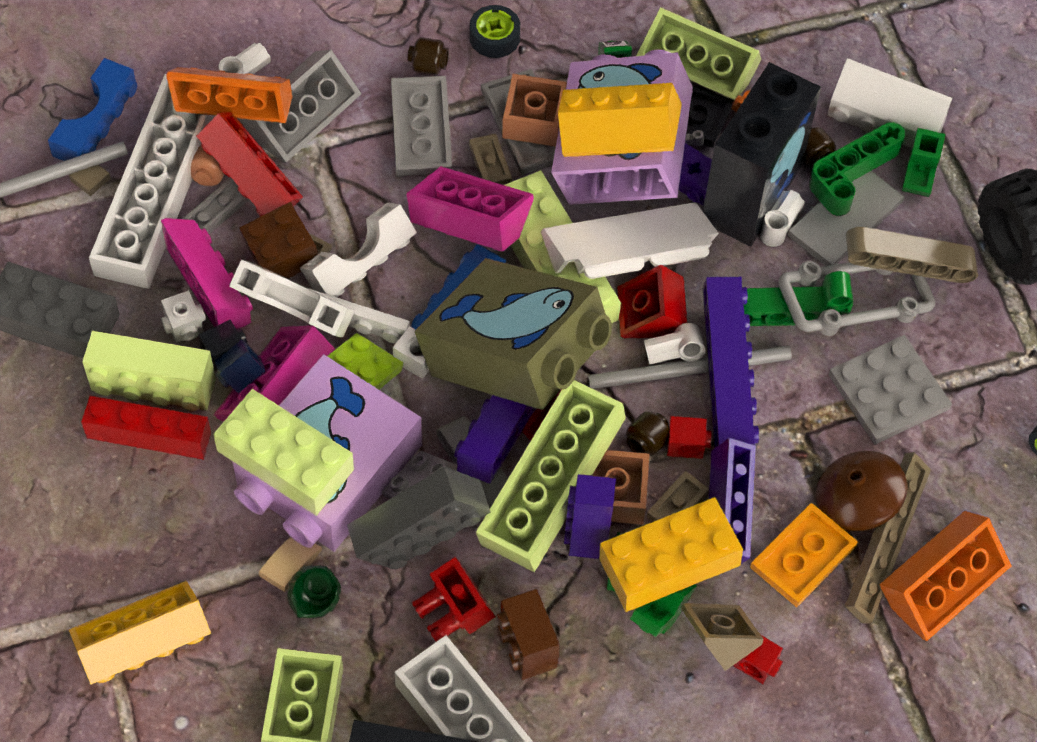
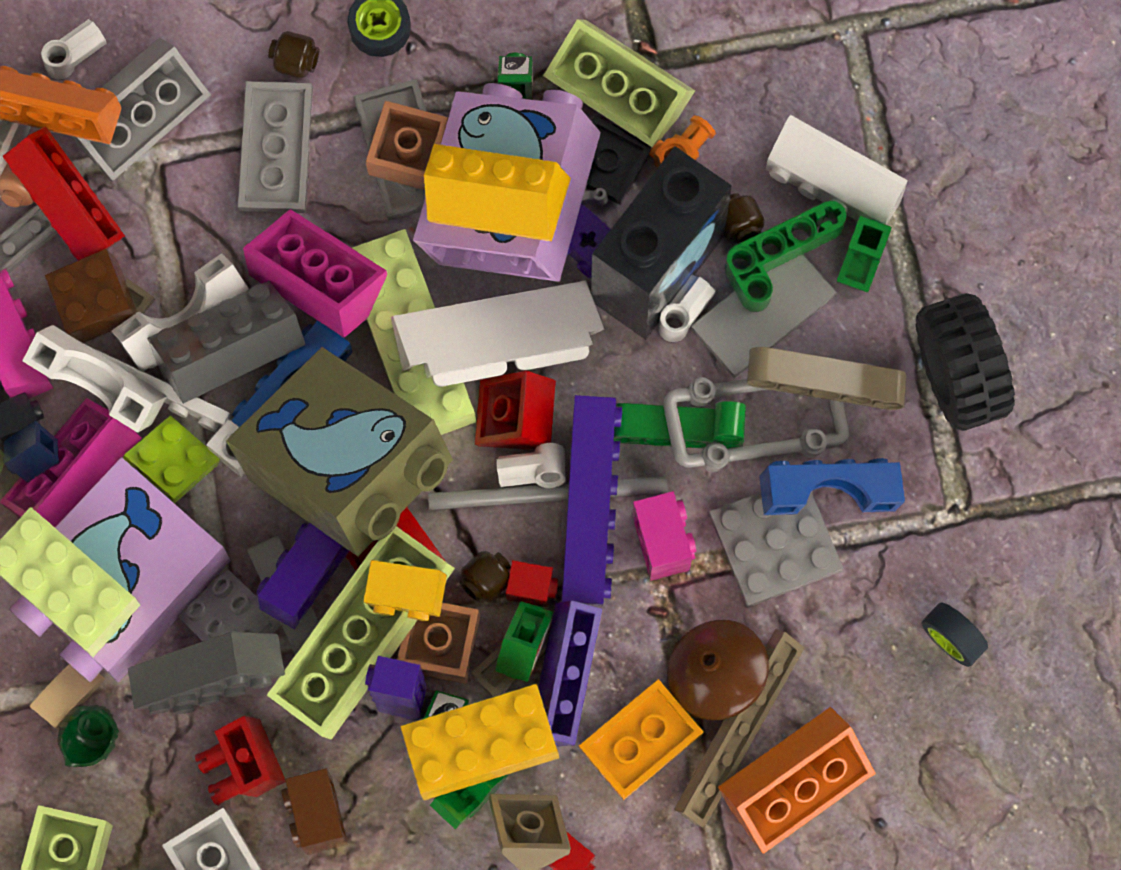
camera: 10 degrees right, 15 degrees up
(401, 264) = (226, 341): none -> dark grey brick
(490, 159) = (351, 203): dark tan plate -> none
(591, 424) = (405, 589): none -> yellow brick
(691, 479) = (523, 641): none -> green slope
(796, 385) = (662, 535): none -> dark pink brick
(963, 335) = (872, 485): none -> blue arch

